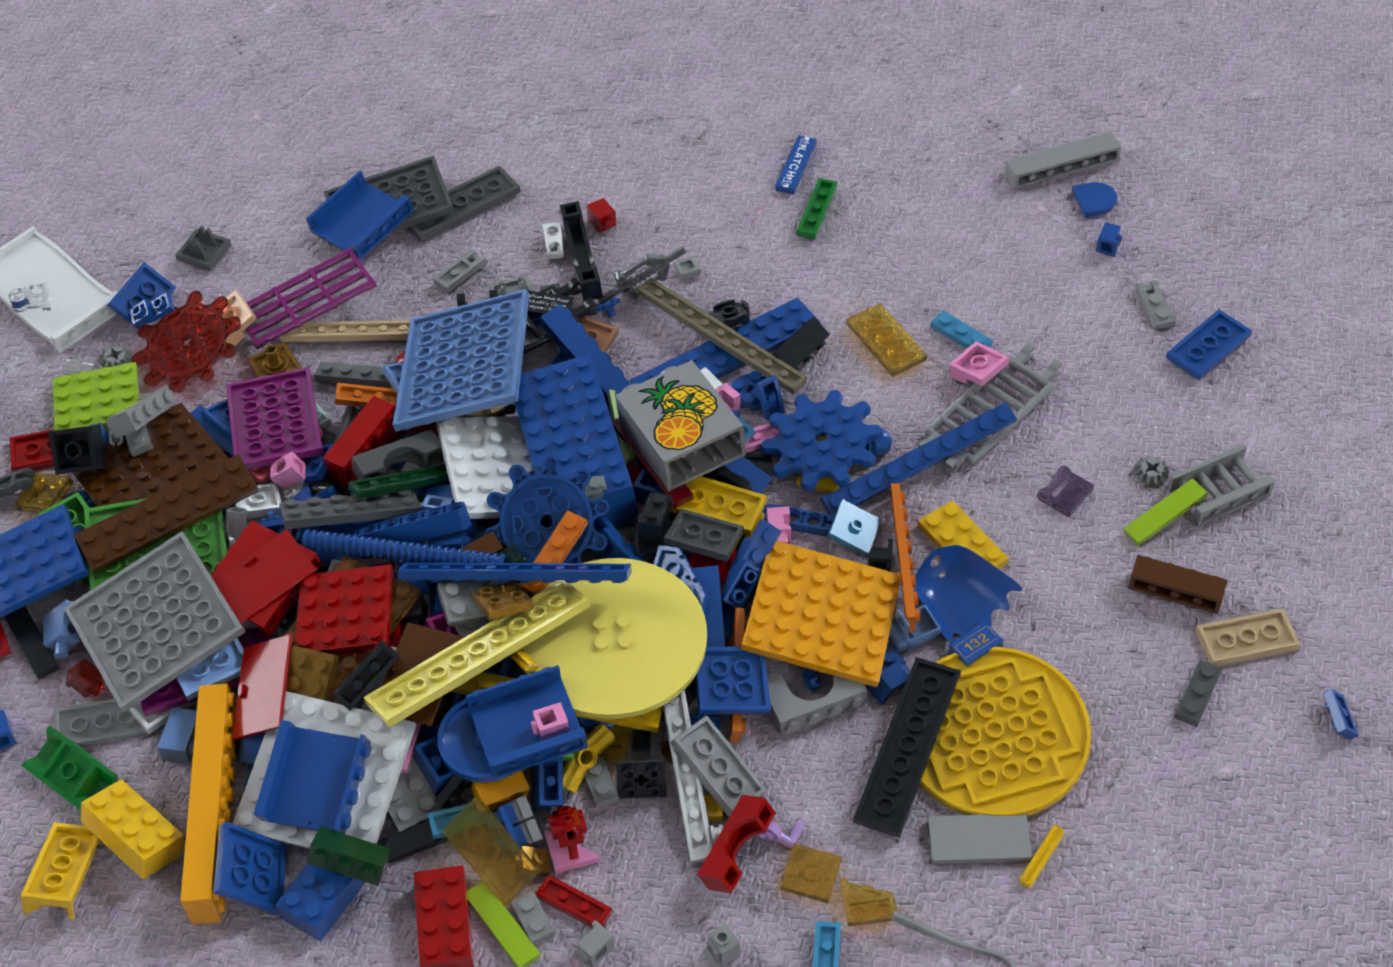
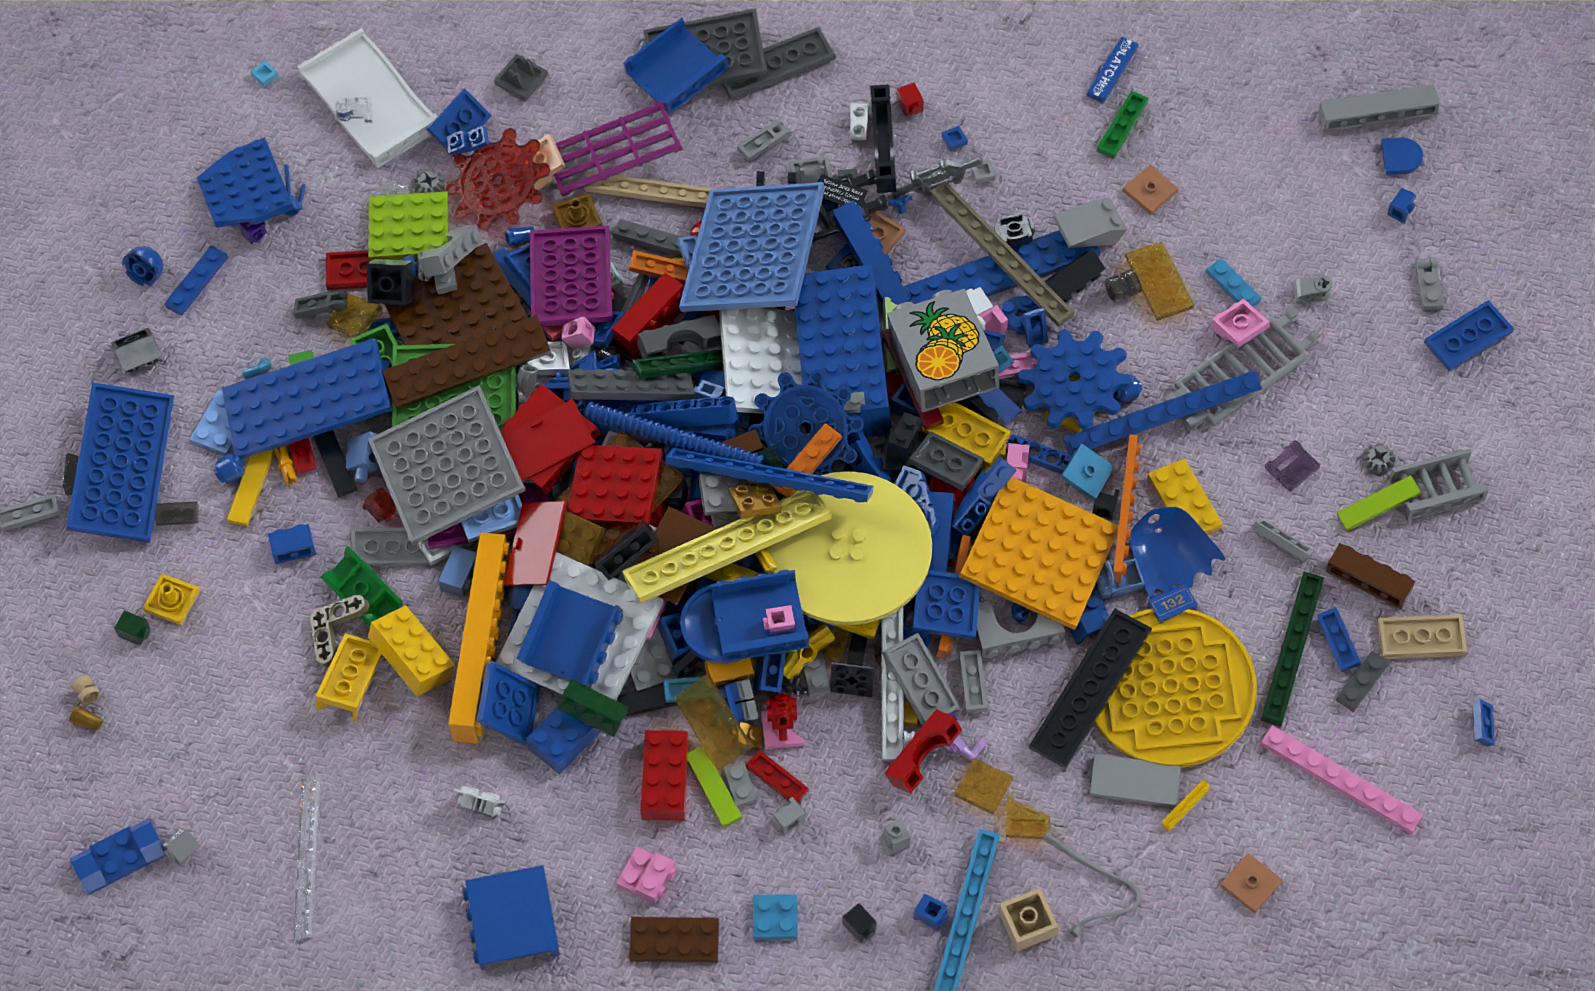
camera: 10 degrees right, 10 degrees up
(36, 810) = (330, 620): none -> dark tan beam
(213, 392) = (518, 235): none -> blue cone
(578, 797) = (795, 686): none -> black plant
(652, 242) = (954, 138): none -> blue plate
(776, 761) = (973, 681): none -> light grey plate
(807, 296) = (1091, 224): none -> light grey slope
(853, 346) = (1121, 286): none -> clear smoke wheel
(857, 261) = (1150, 189): none -> nougat plate
(1040, 325) = (1311, 289): none -> light grey piece
(1075, 564) = (1282, 540): none -> light grey plate
(1114, 673) = (1292, 649): none -> dark green tile
(1137, 930) = (1251, 883): none -> nougat plate
(1162, 653) = (1339, 639): none -> blue plate
(1206, 800) = (1341, 779): none -> bright pink plate

